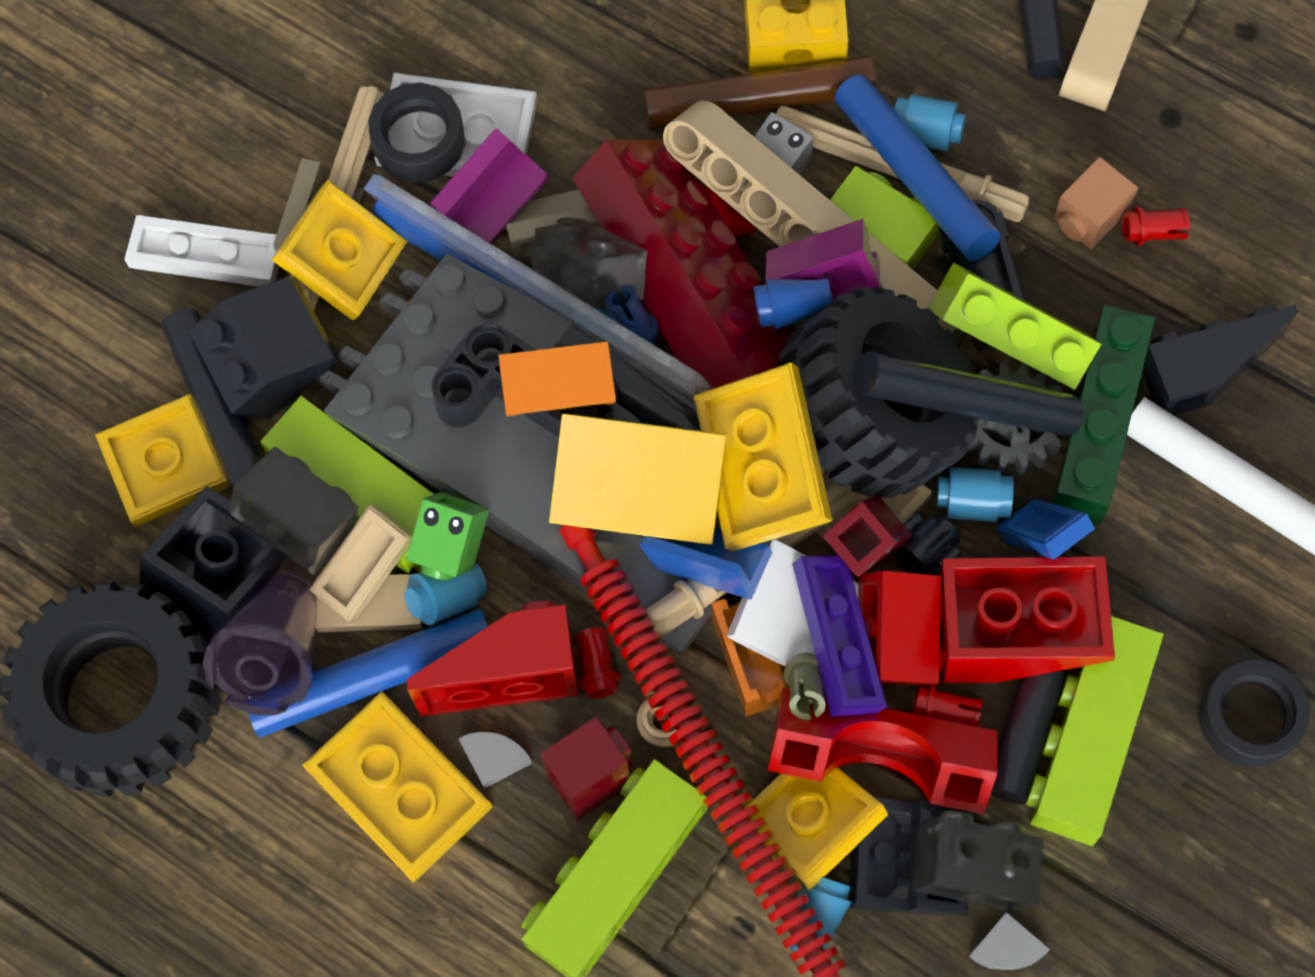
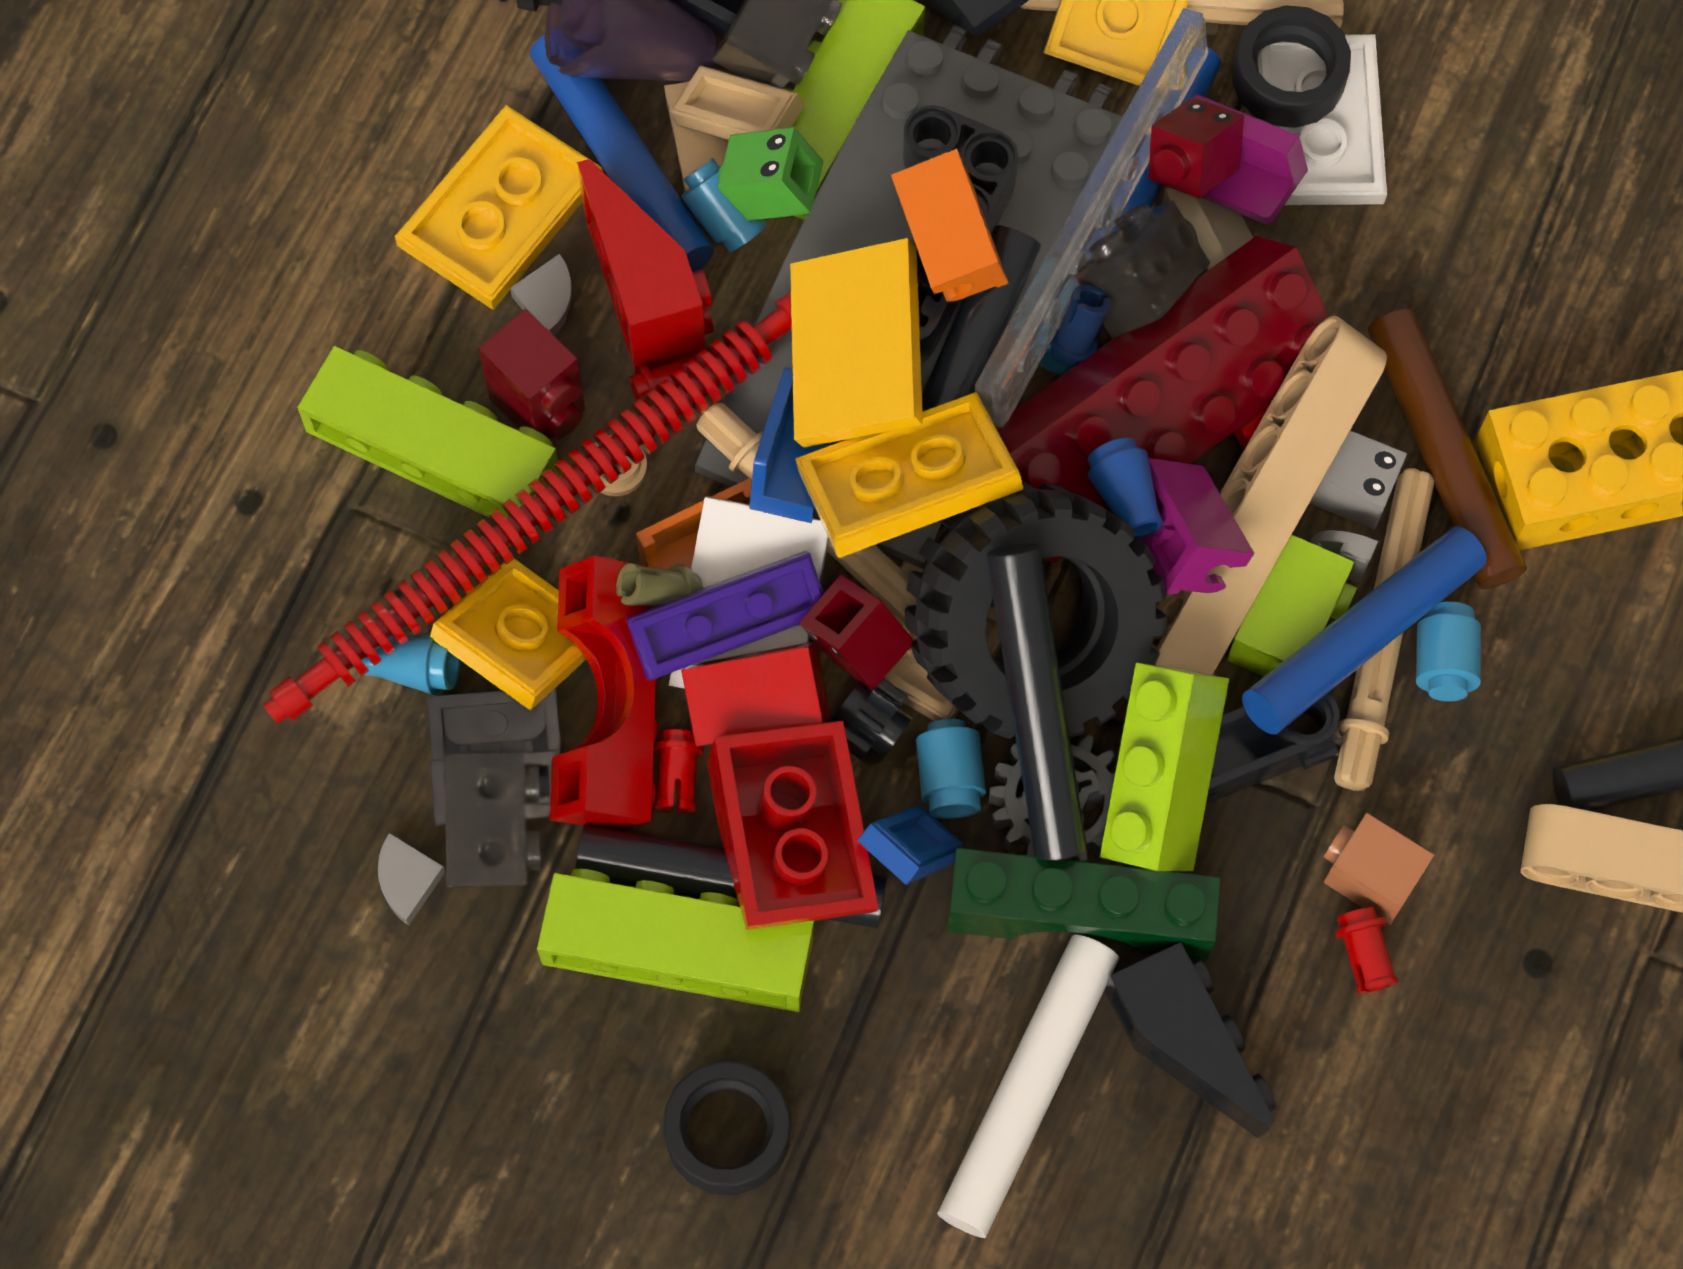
camera: 75 degrees right, 0 degrees up
(484, 207) = (1195, 147): none -> dark red brick
(837, 172) = (1348, 545): none -> light grey tile

